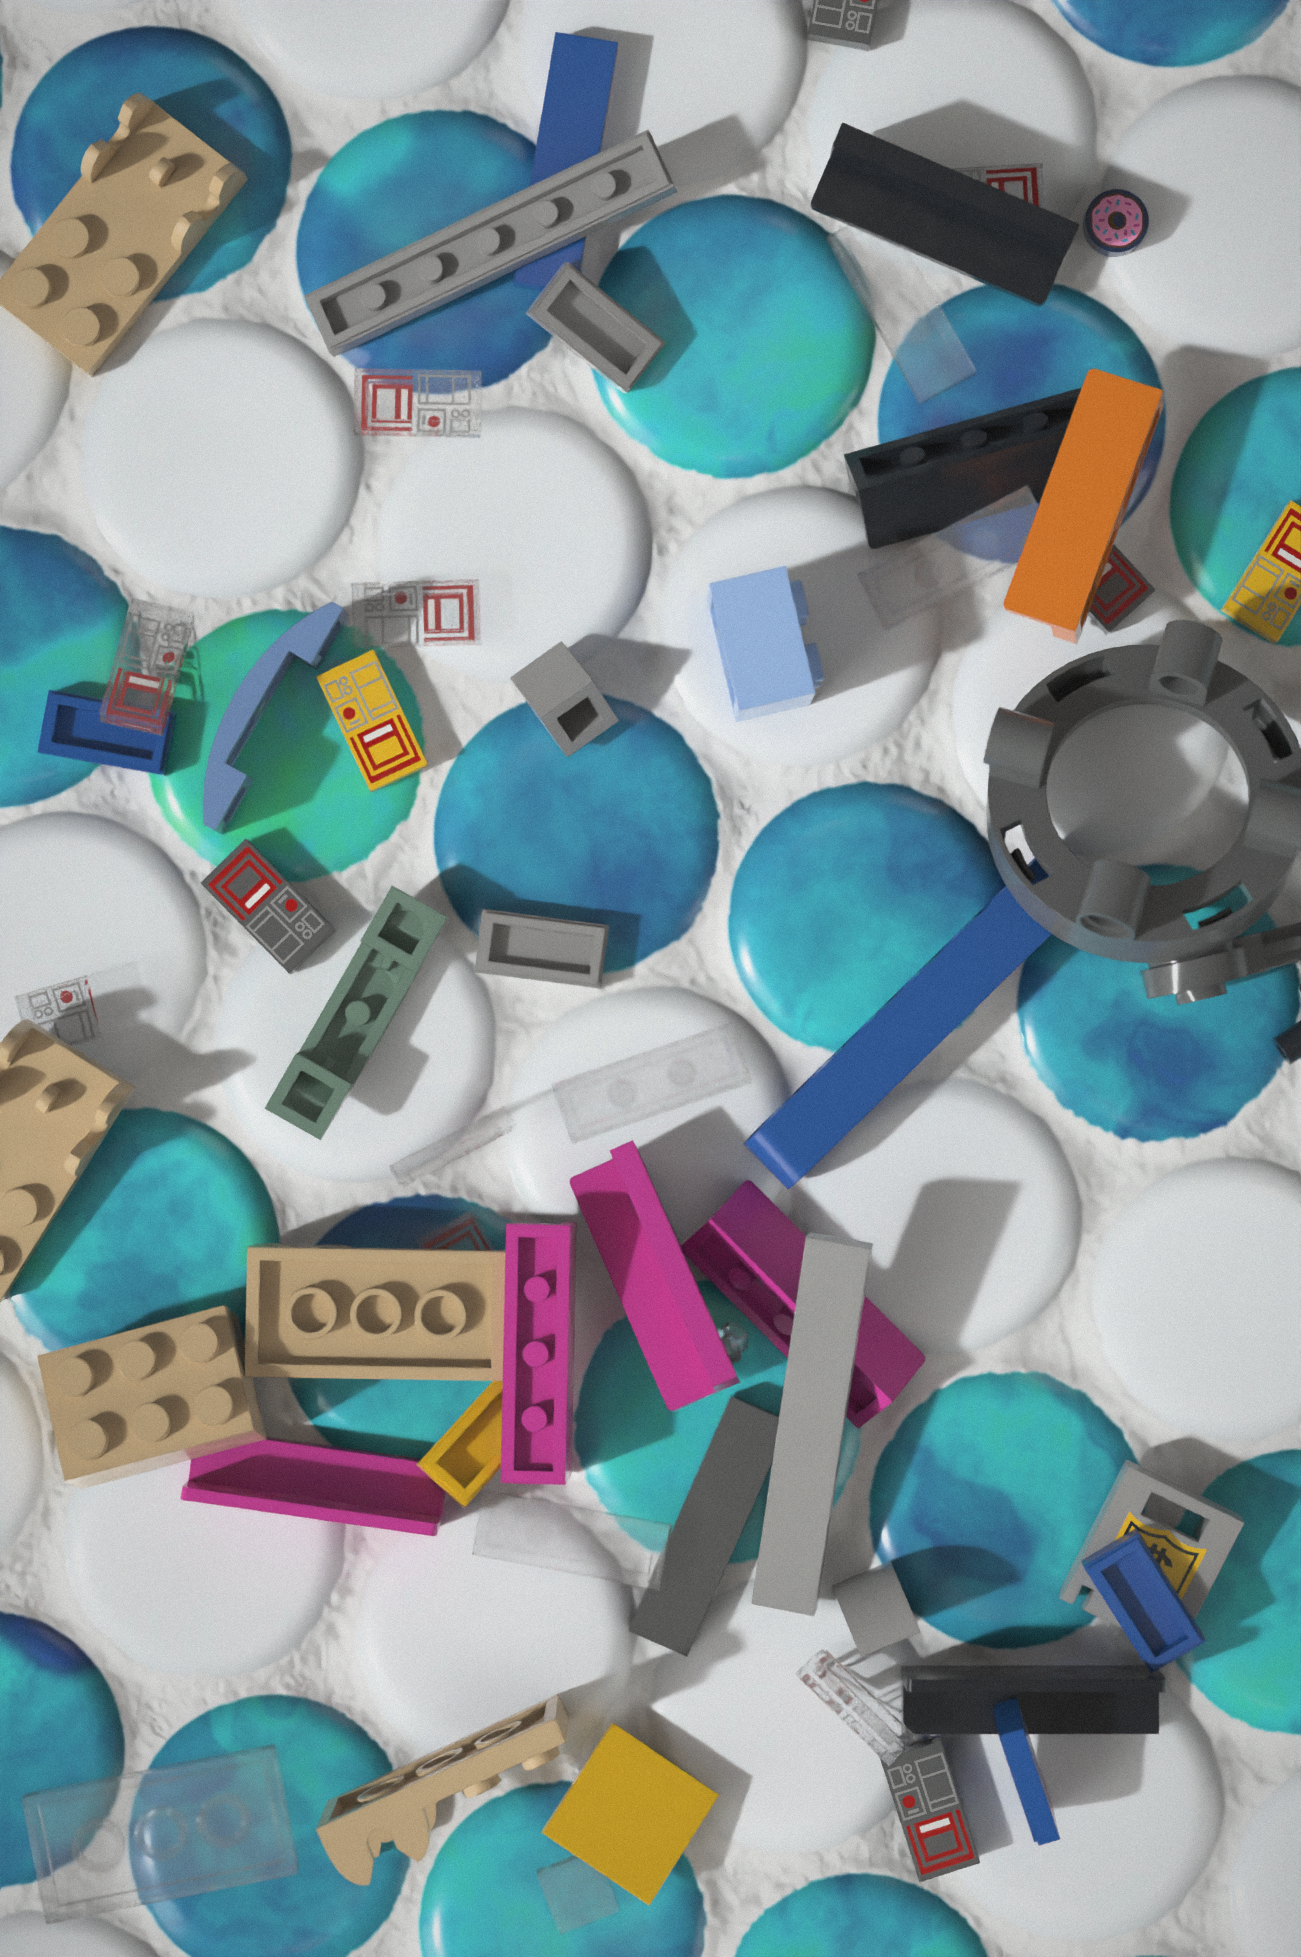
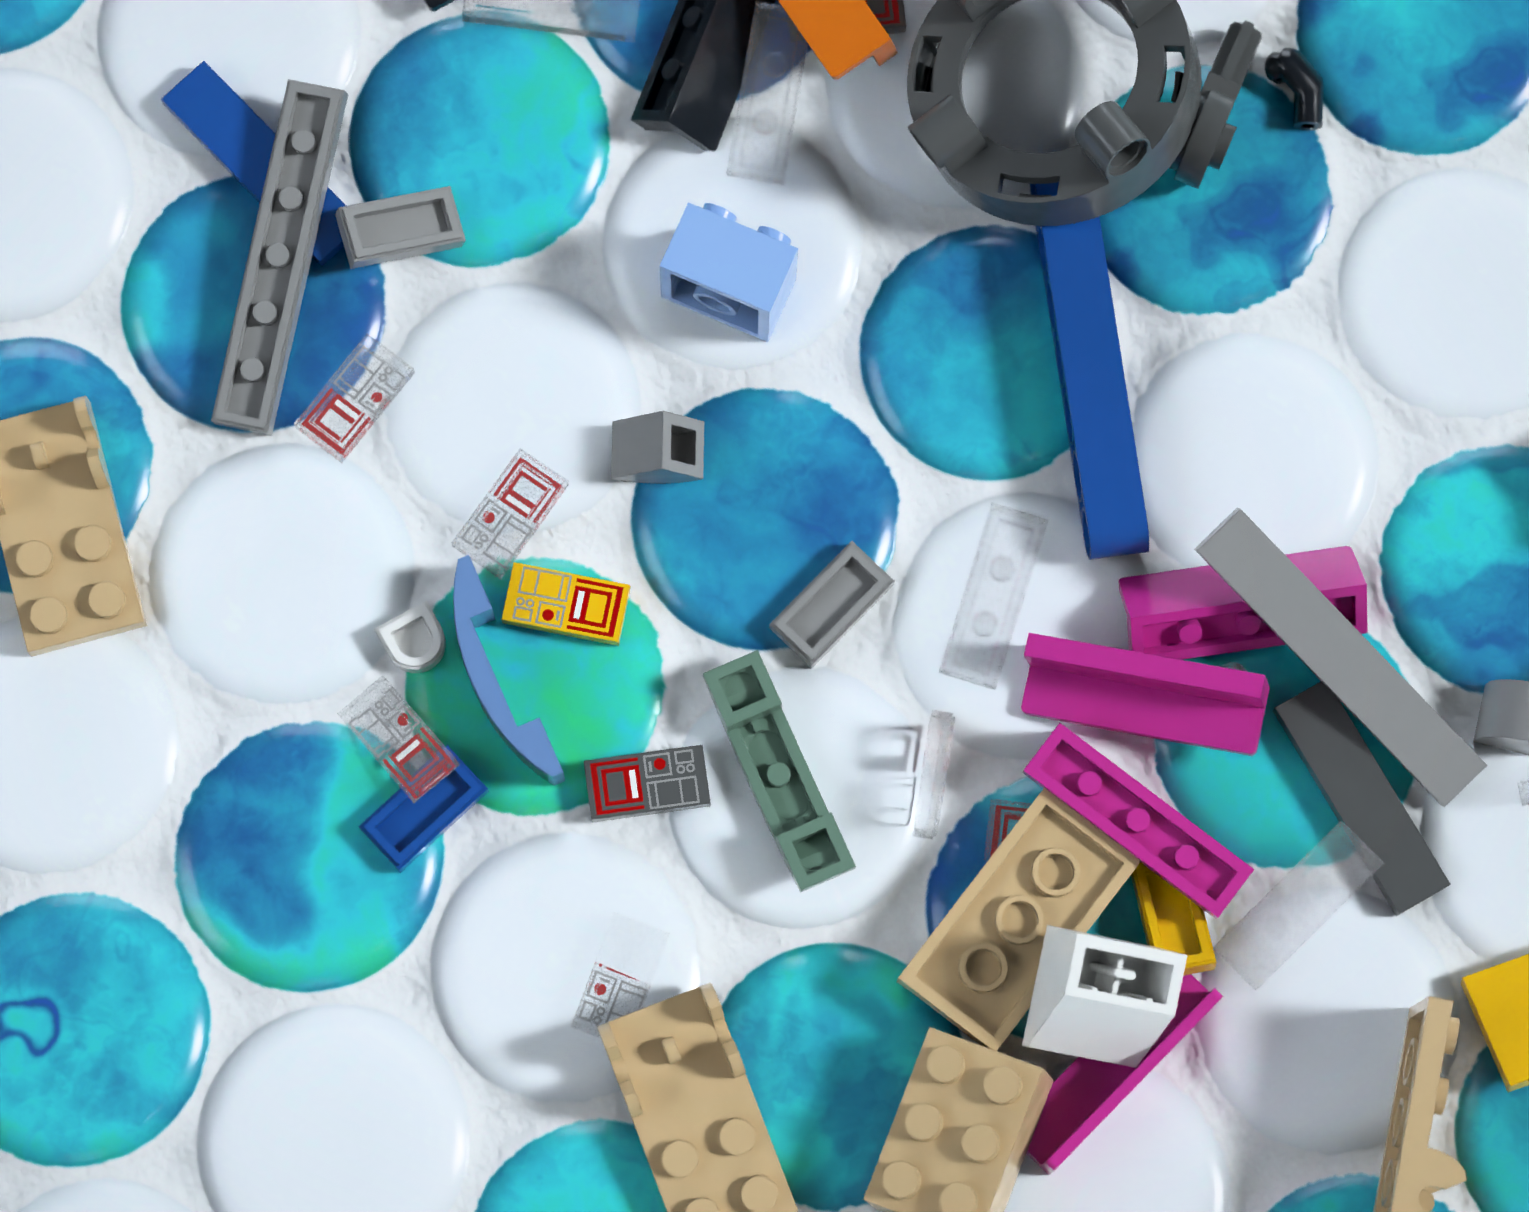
camera: 55 degrees left, 10 degrees down
(246, 614) = (413, 639): none -> white tile
(359, 1432) = (1102, 996): none -> white slope

